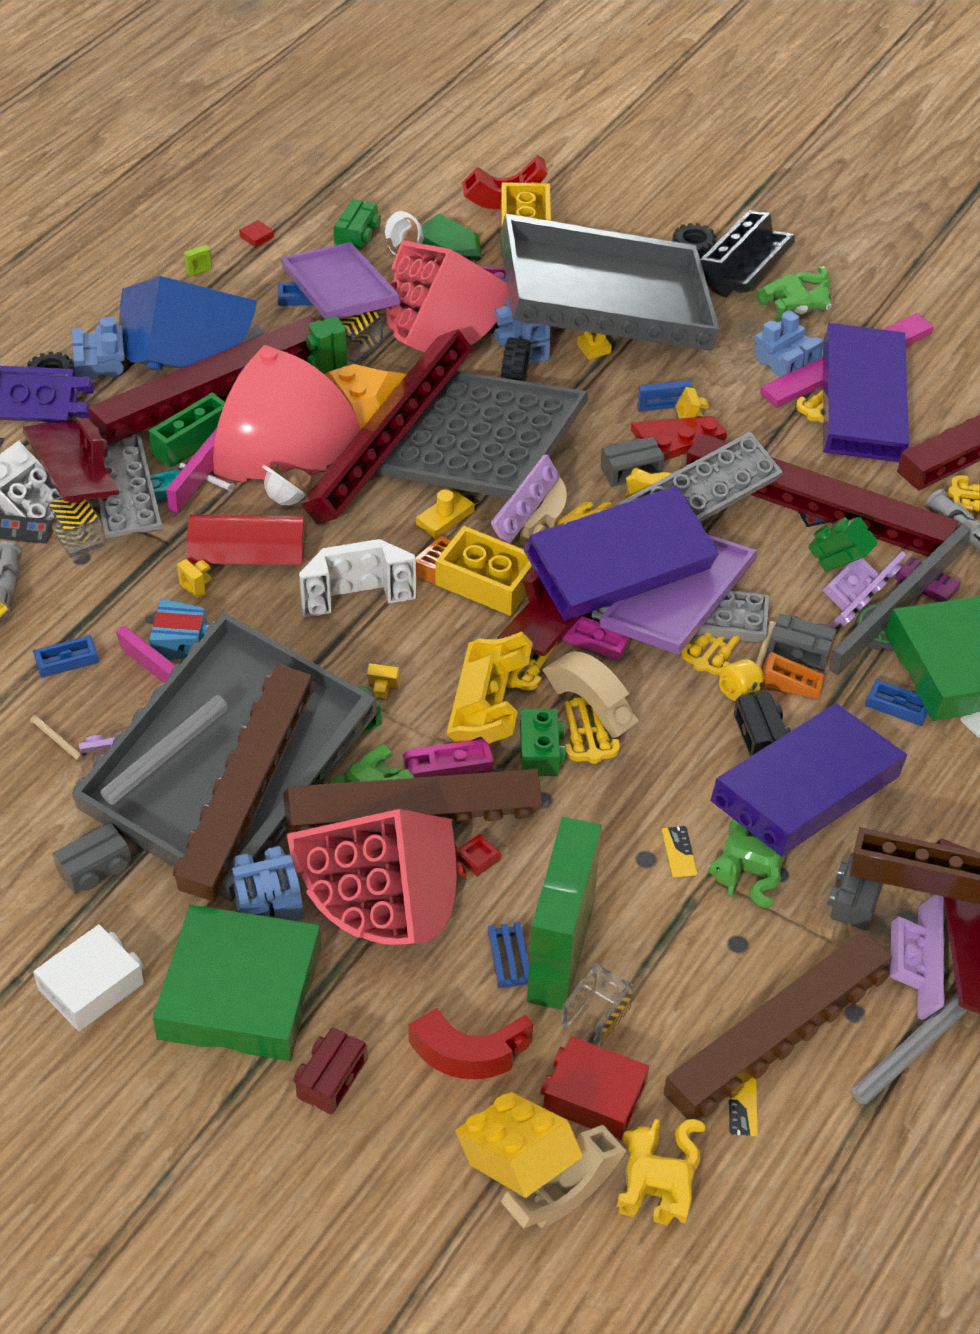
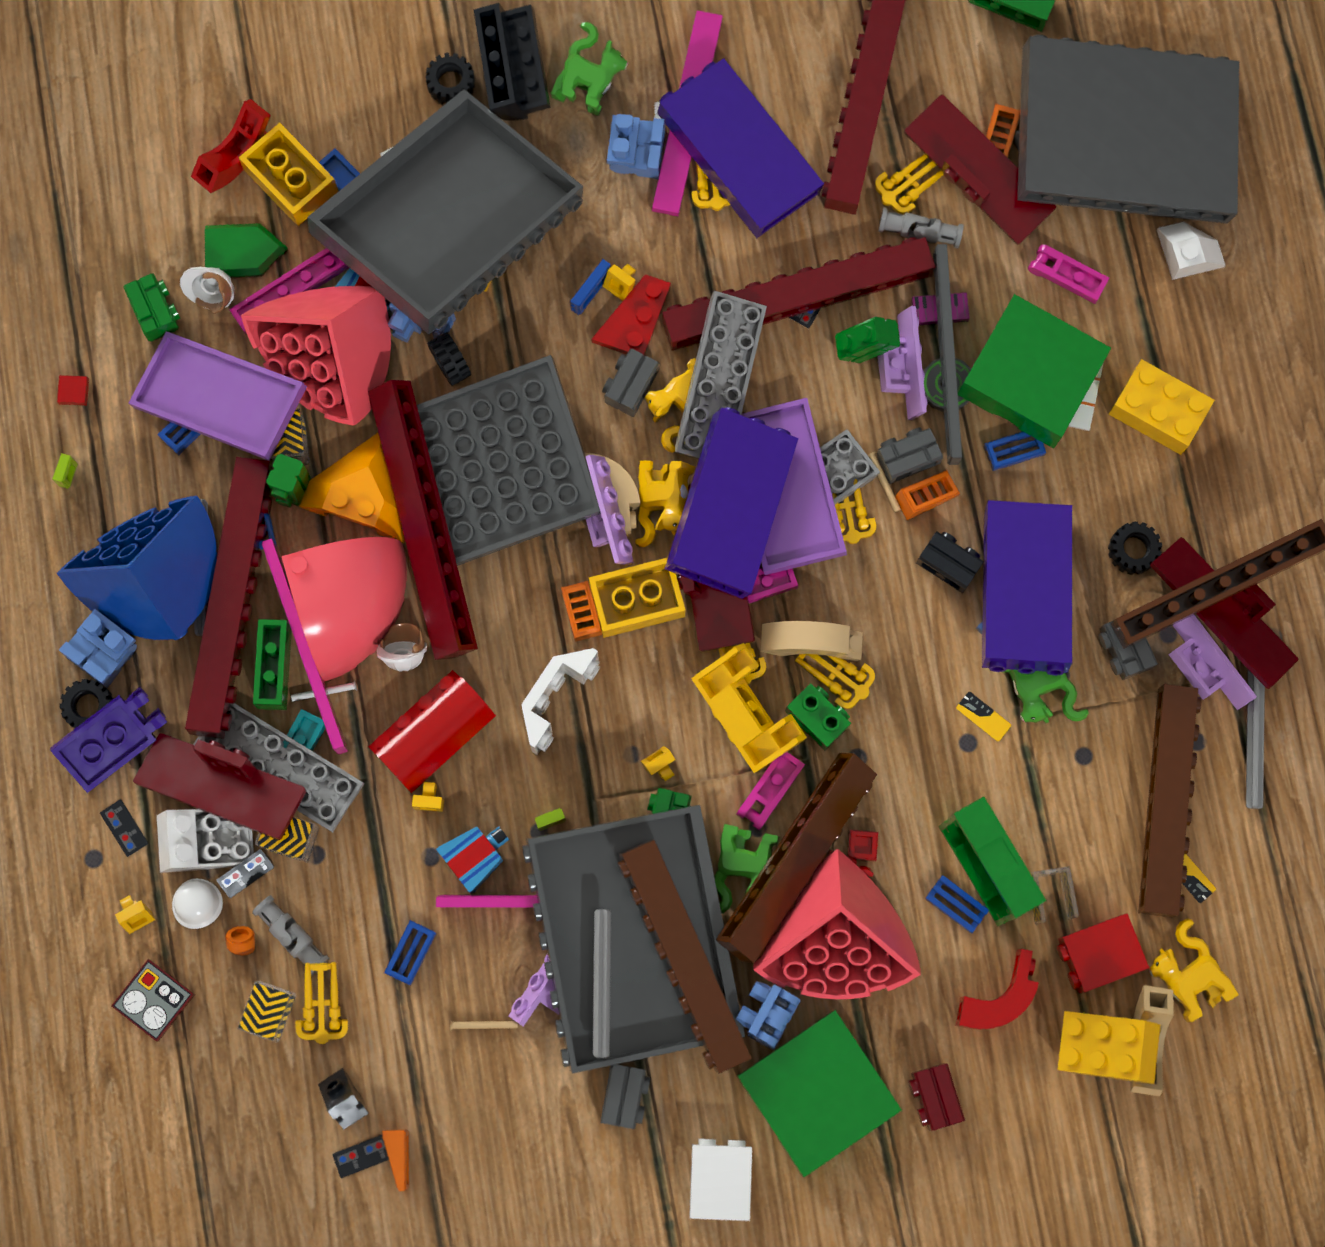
camera: 45 degrees left, 30 degrees up
(445, 514) = (542, 563): yellow tile -> none
(741, 679) = (900, 532): yellow head -> none
(940, 818) = (1144, 534): none -> black tyre

